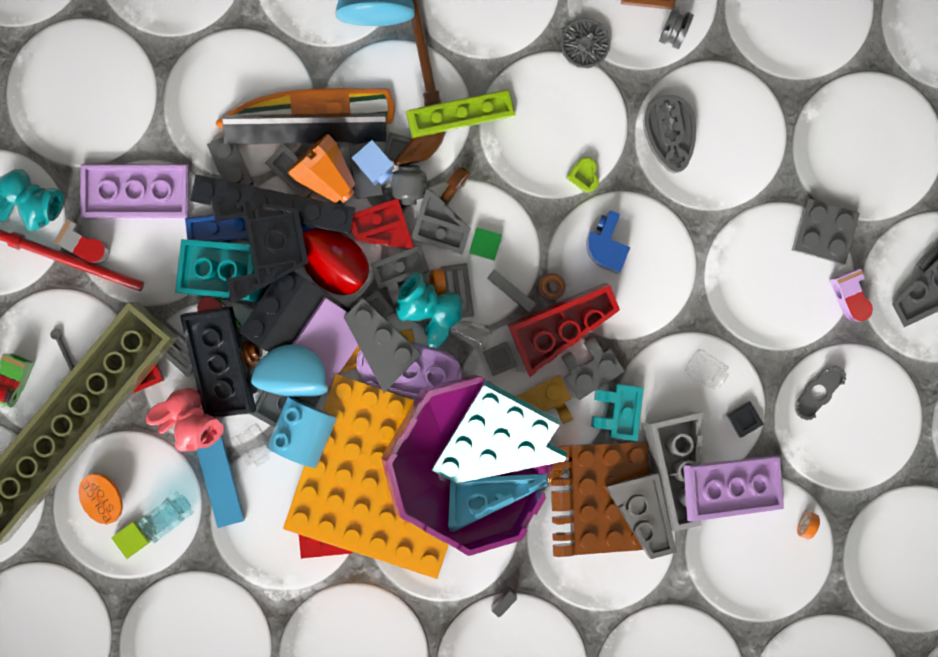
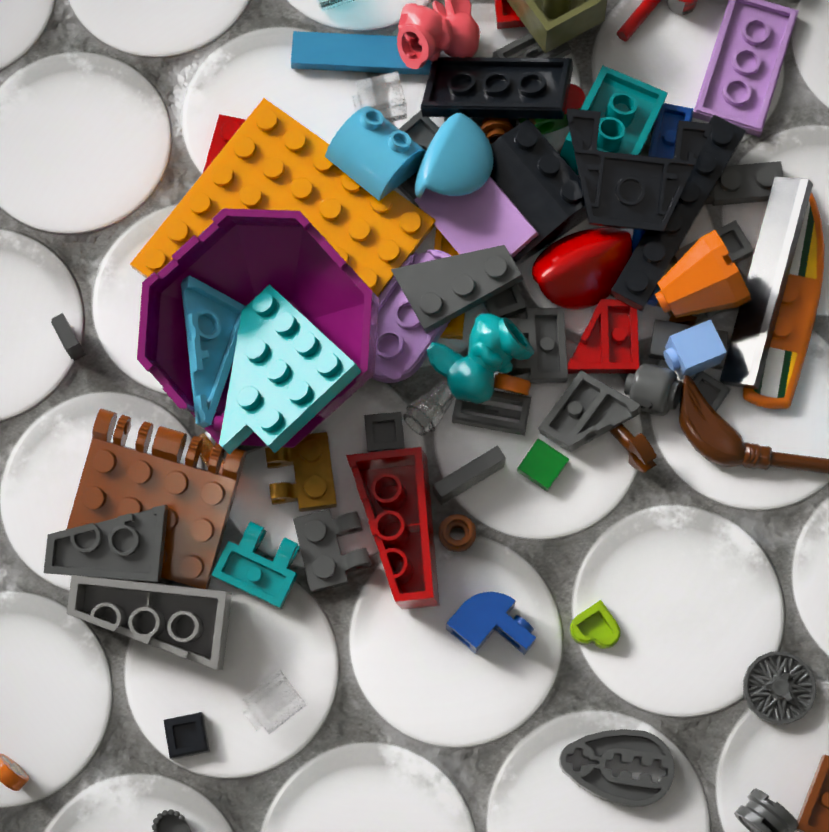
camera: 110 degrees right, 15 degrees down
(460, 113) = (729, 484): lime tile -> none
(733, 487) = (99, 680): lavender tile -> none

